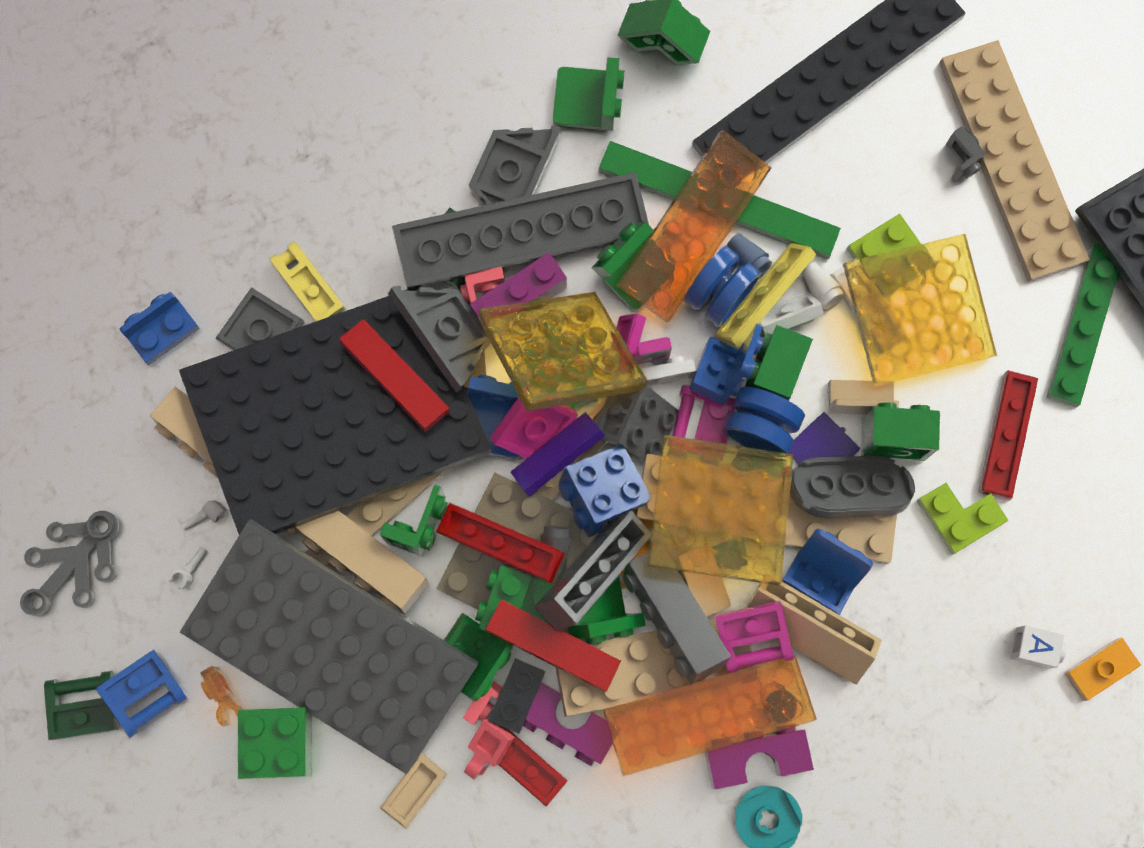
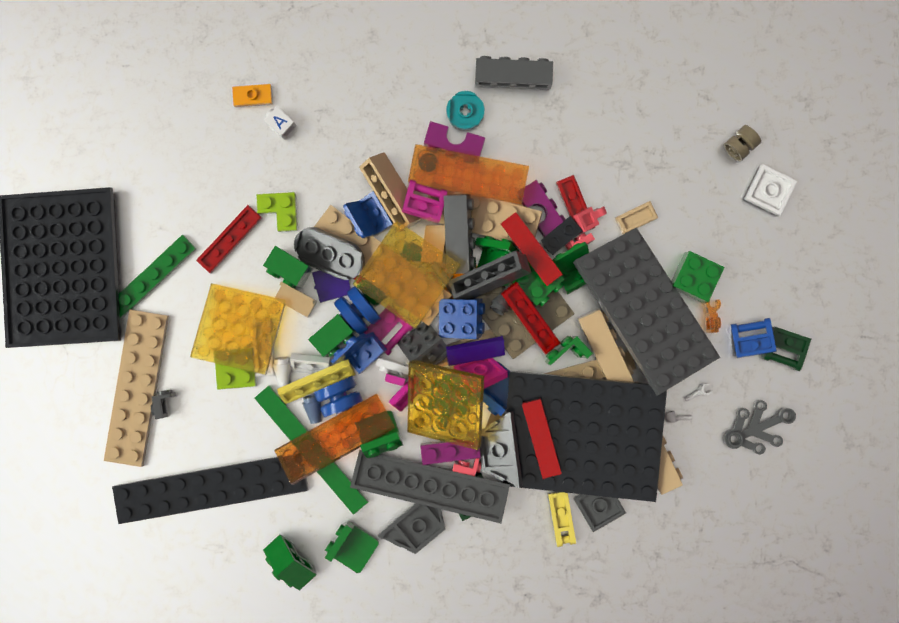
camera: 150 degrees left, 10 degrees up
(158, 327) = (653, 535): blue bracket -> none

